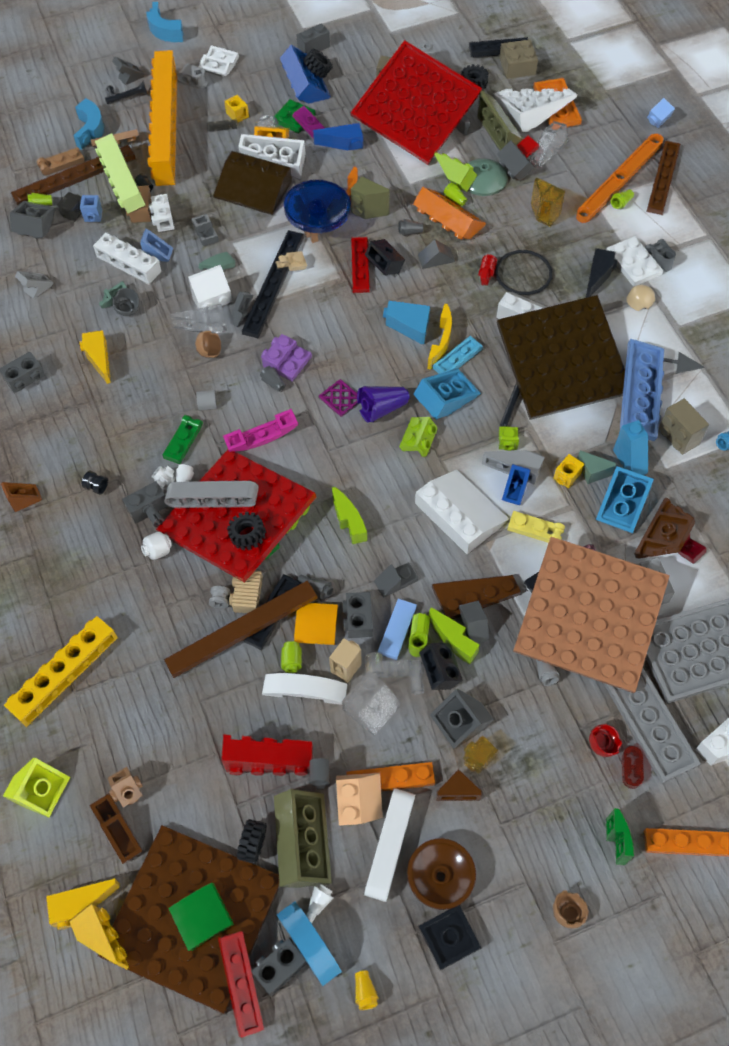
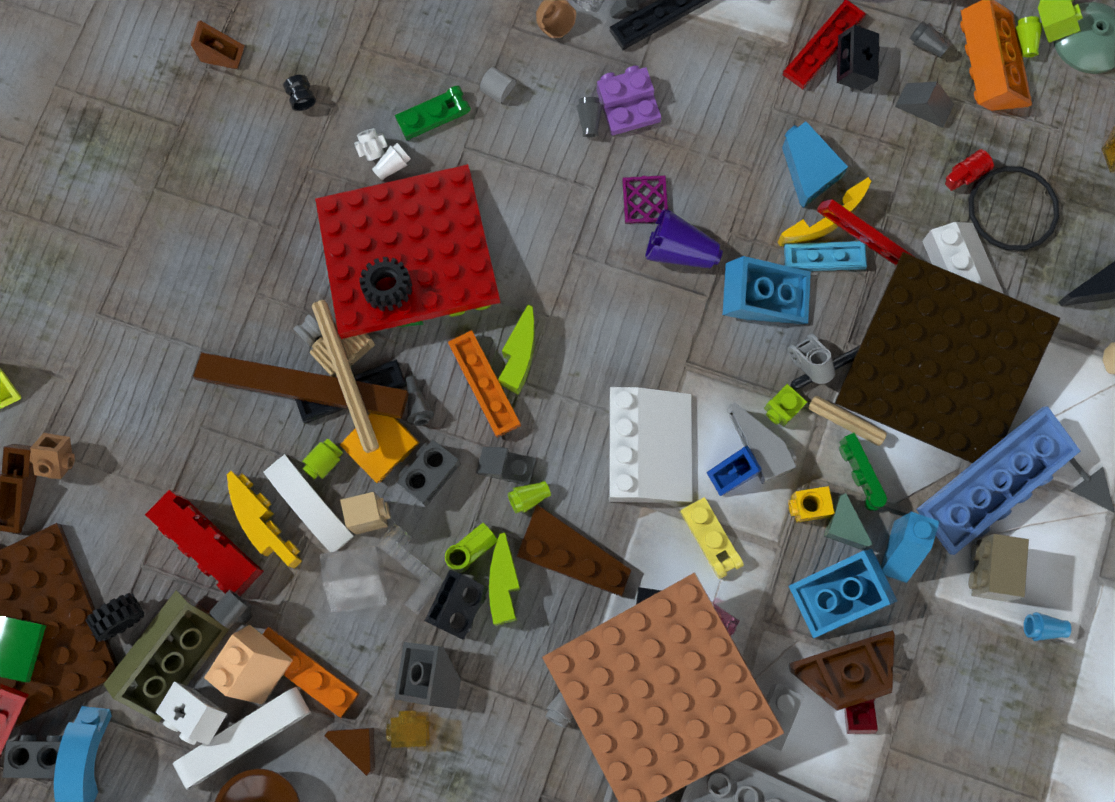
camera: 45 degrees right, 15 degrees up
(59, 681) = (29, 283): yellow brick -> none
(146, 503) = (327, 161): dark grey brick -> none
(156, 545) = (297, 218): white head -> none
(211, 494) = (394, 208): light grey beam -> none
(262, 434) = (516, 174): dark pink slope -> none
(266, 598) = (345, 376): none -> tan axle
(278, 718) = (252, 515): none -> yellow slope
(320, 899) = (132, 729): white cone -> none
(344, 547) = (484, 384): none -> orange plate
(349, 853) = (190, 714): none -> white brick
(397, 629) = (456, 522): light blue tile -> none
(419, 435) = (686, 319): lime bracket -> none
(422, 585) = (527, 496): none -> lime cone
(467, 328) = (861, 230): none -> red tile
(474, 621) = (538, 585): dark grey slope -> none
(501, 404) = (813, 359): none -> light grey piece
(544, 421) = (847, 420): none -> tan axle
(577, 437) = (863, 472): none -> green plate

